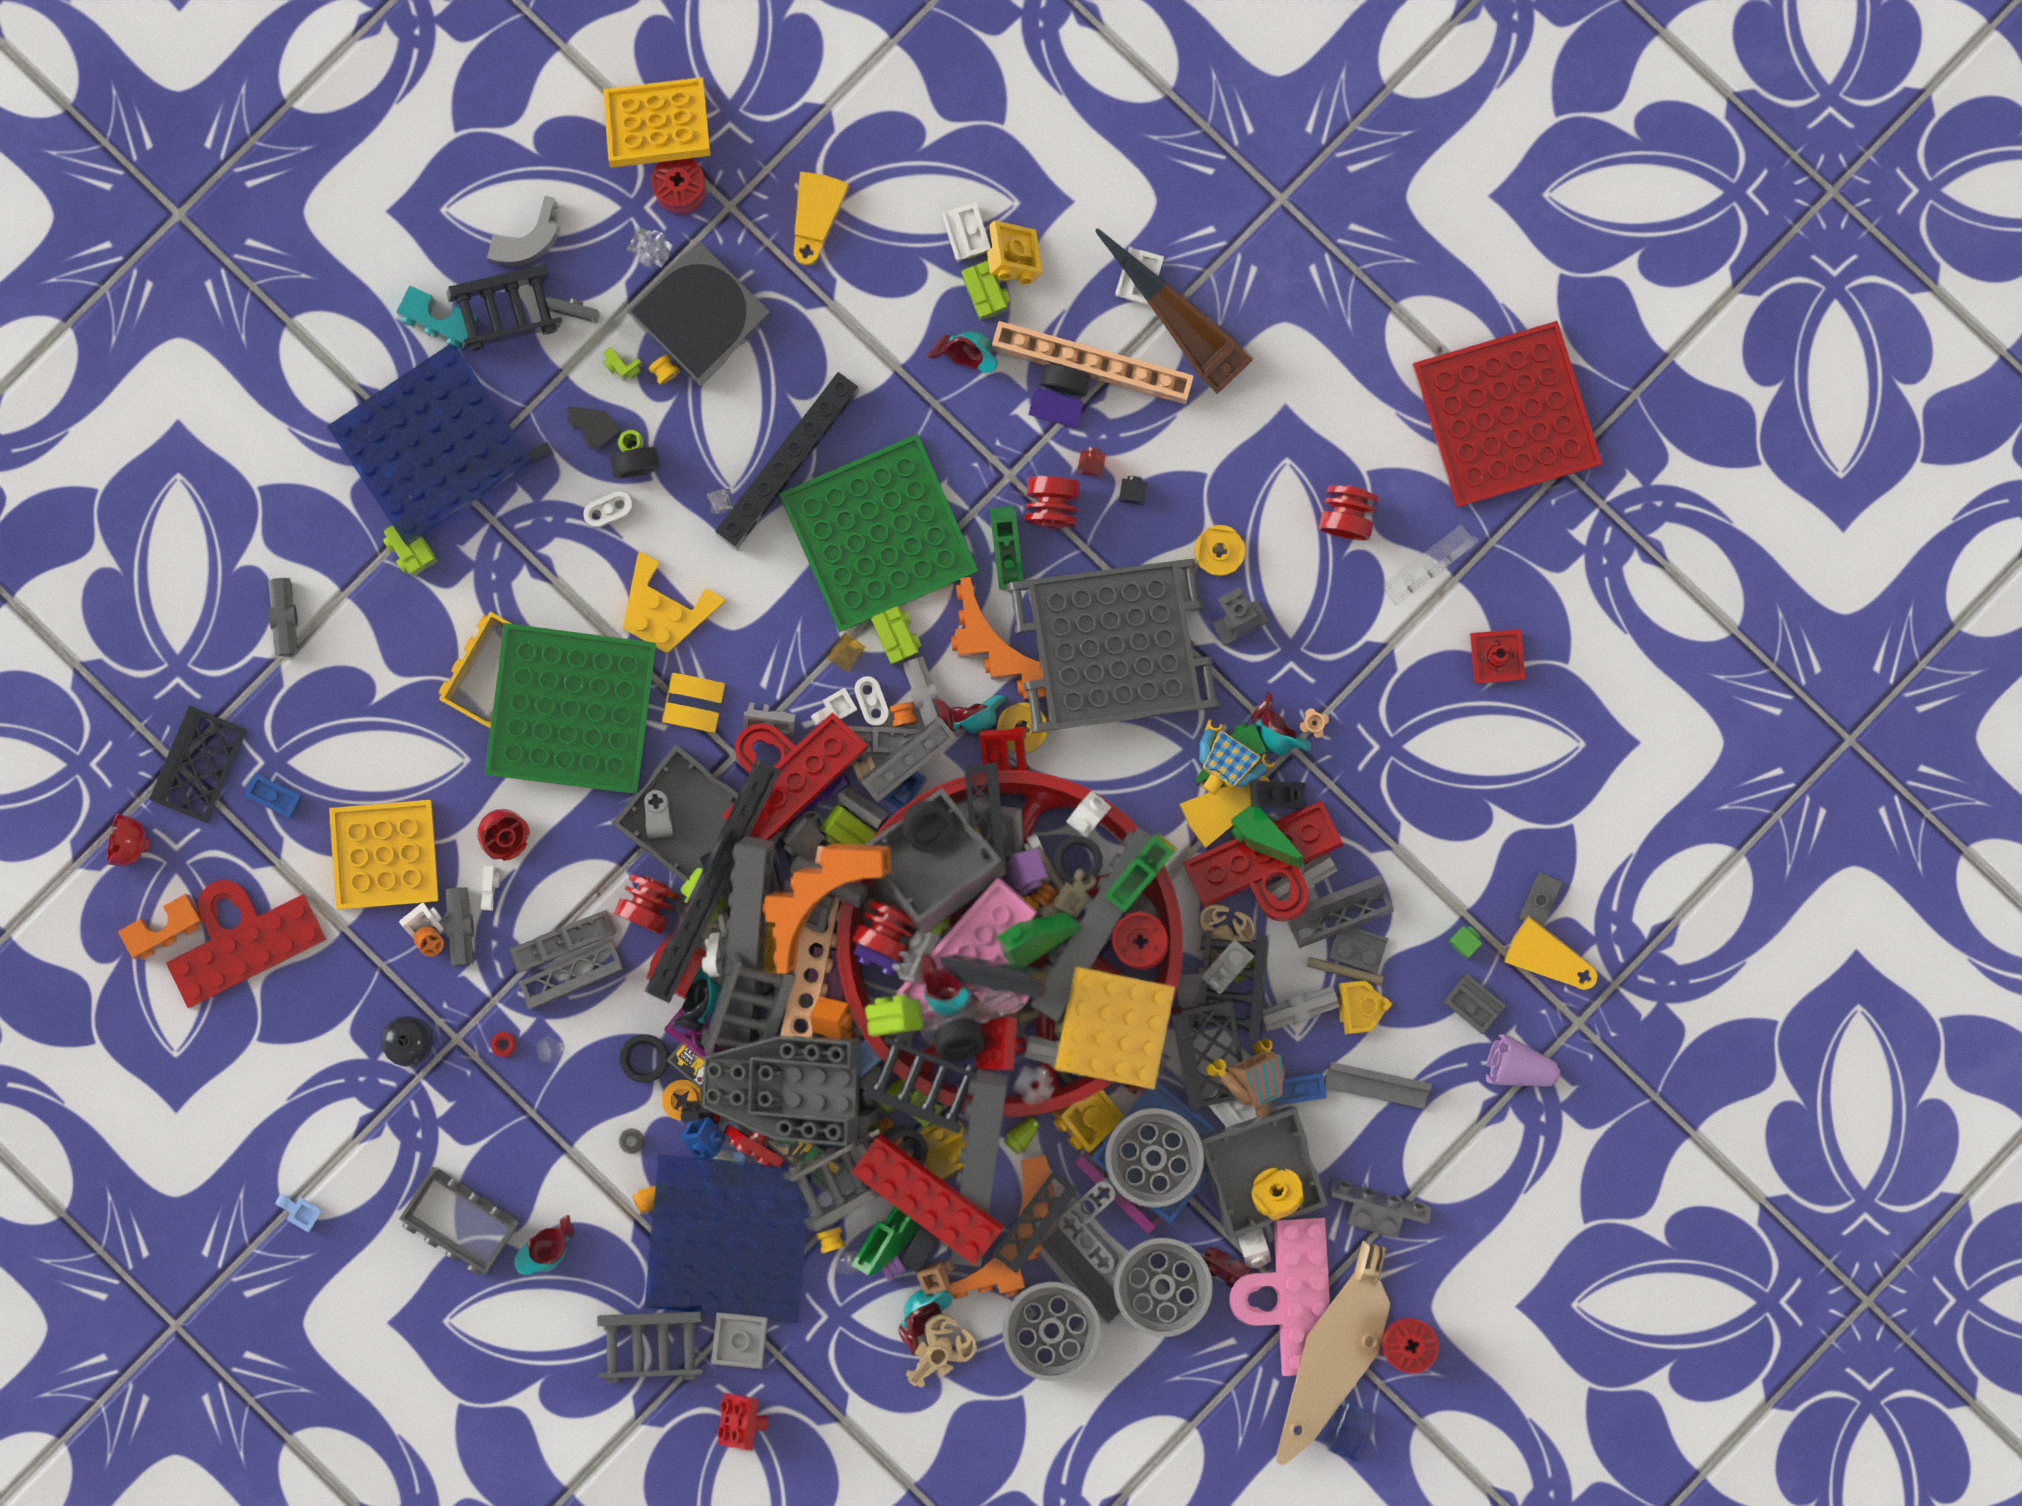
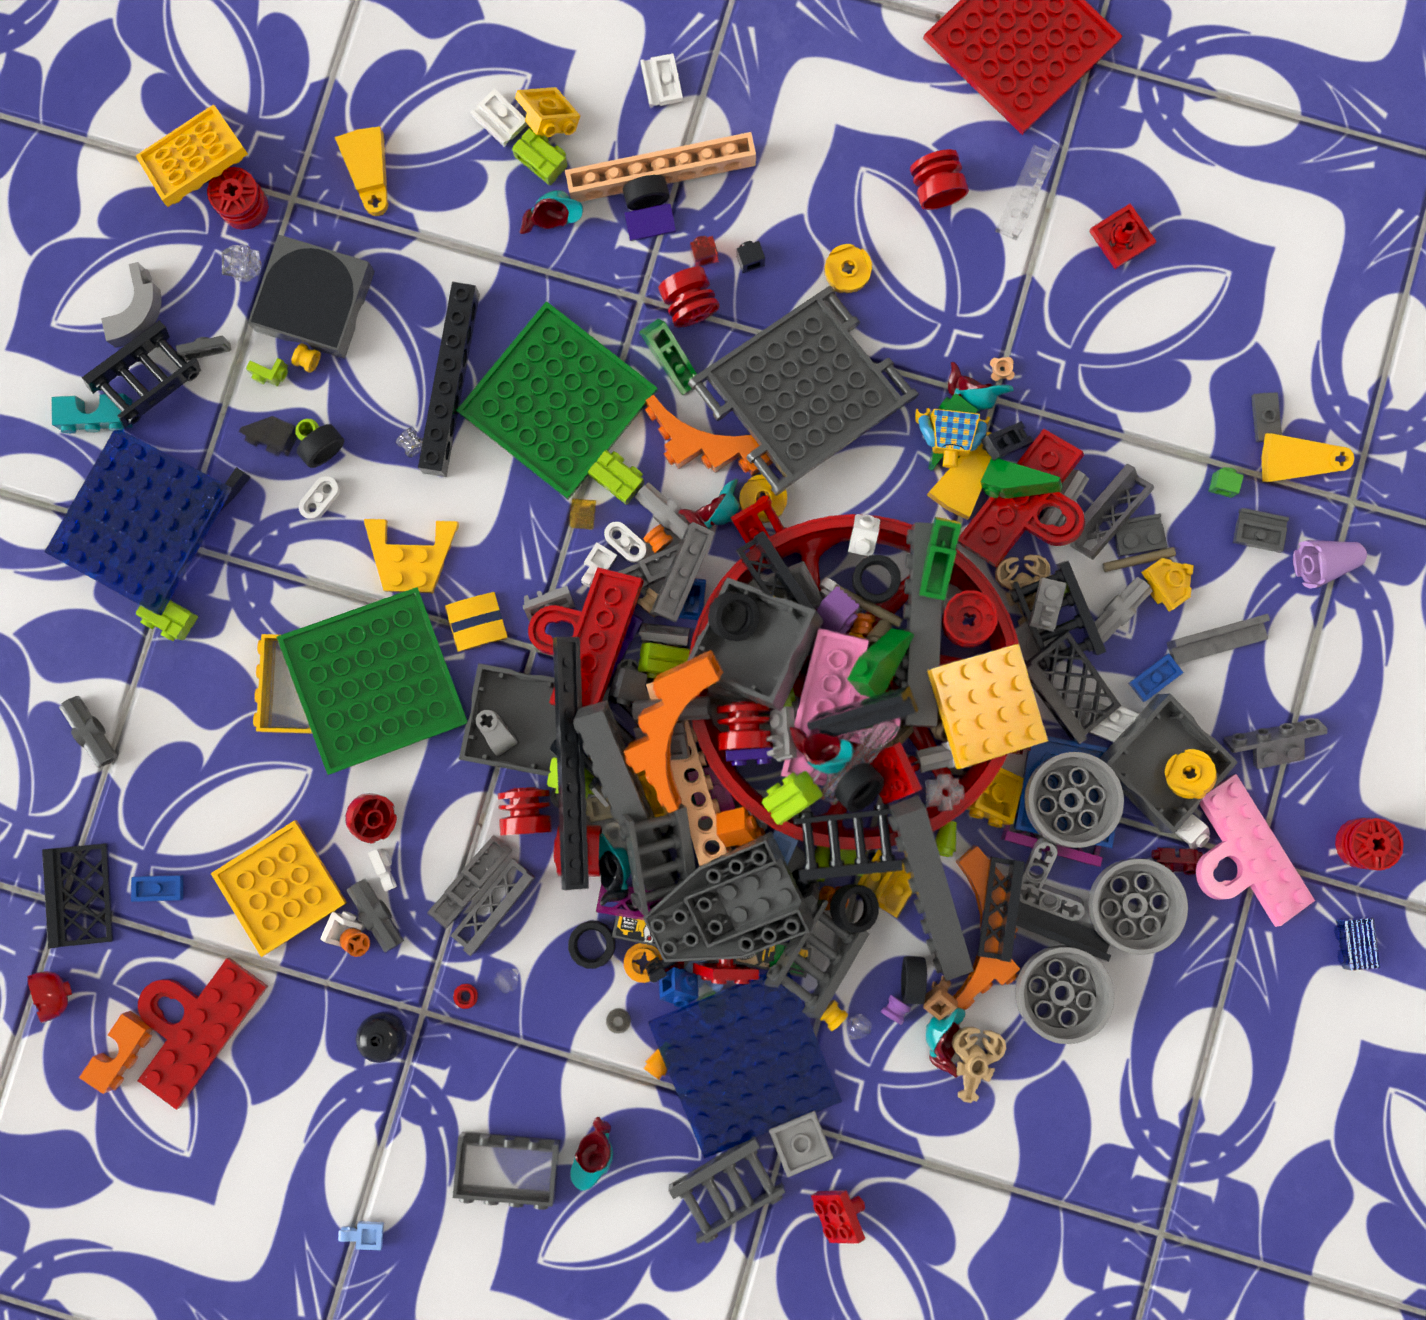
camera: 25 degrees left, 0 degrees up
(715, 955) = (607, 826): white plate -> none
(885, 1242) = (882, 990): green slope -> none
(927, 1199) = (901, 939): red plate -> none
(1074, 897) = (891, 611): dark tan plate -> none
(1205, 343) = (745, 104): reddish brown plate -> none
(1240, 617) = (898, 310): dark grey tile -> none
(1254, 1079) = (1120, 687): medium nougat torso -> none
(1337, 1352) = (1310, 882): tan wing -> none

